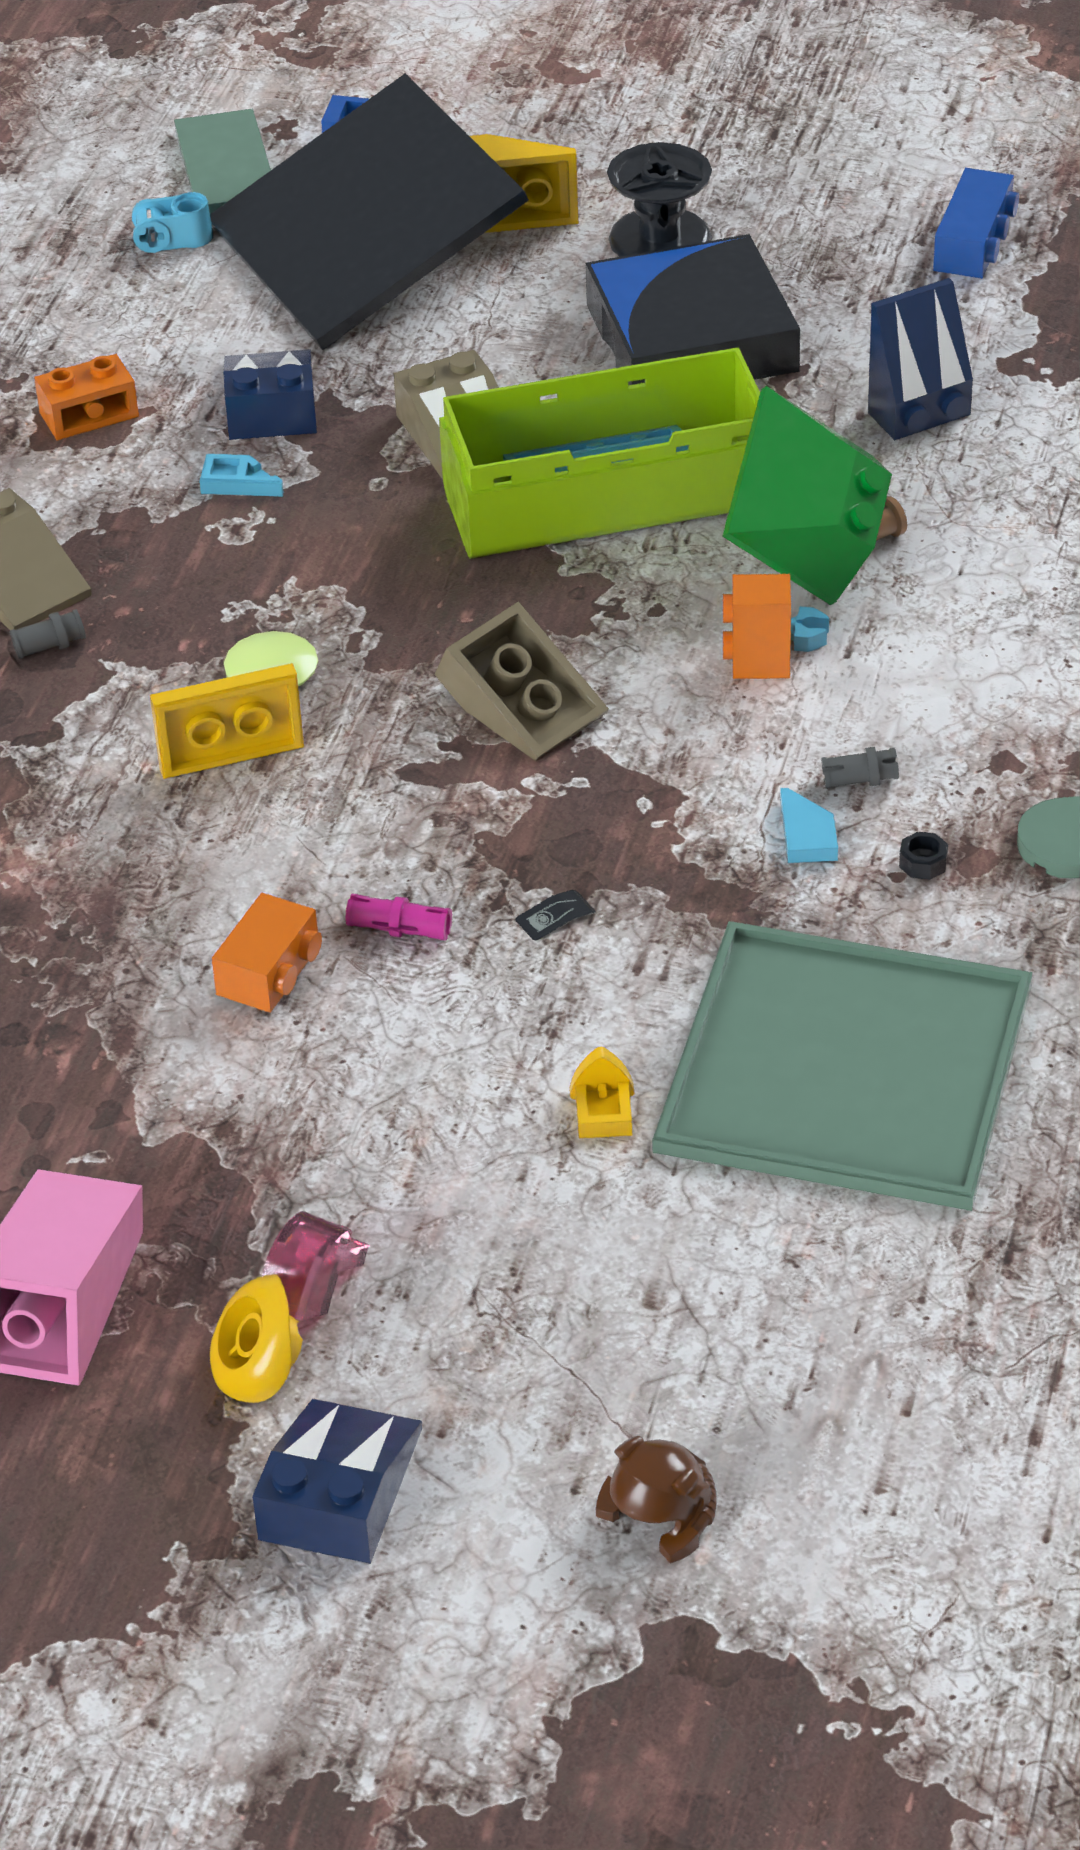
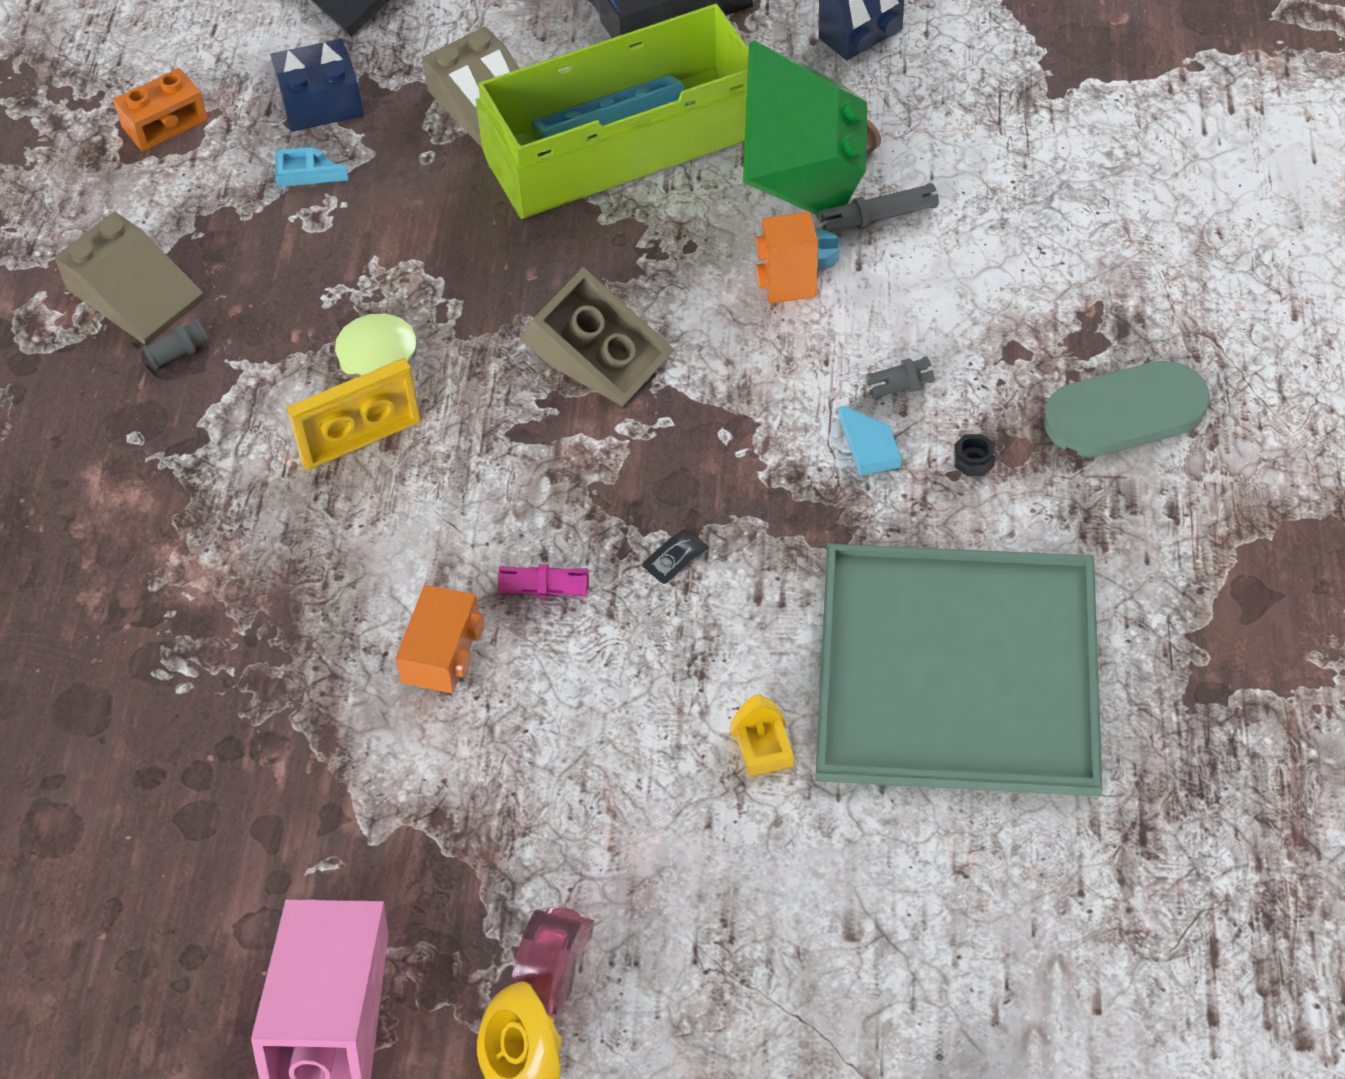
camera: 10 degrees left, 10 degrees up
(896, 593) = (863, 212): none -> dark grey pin

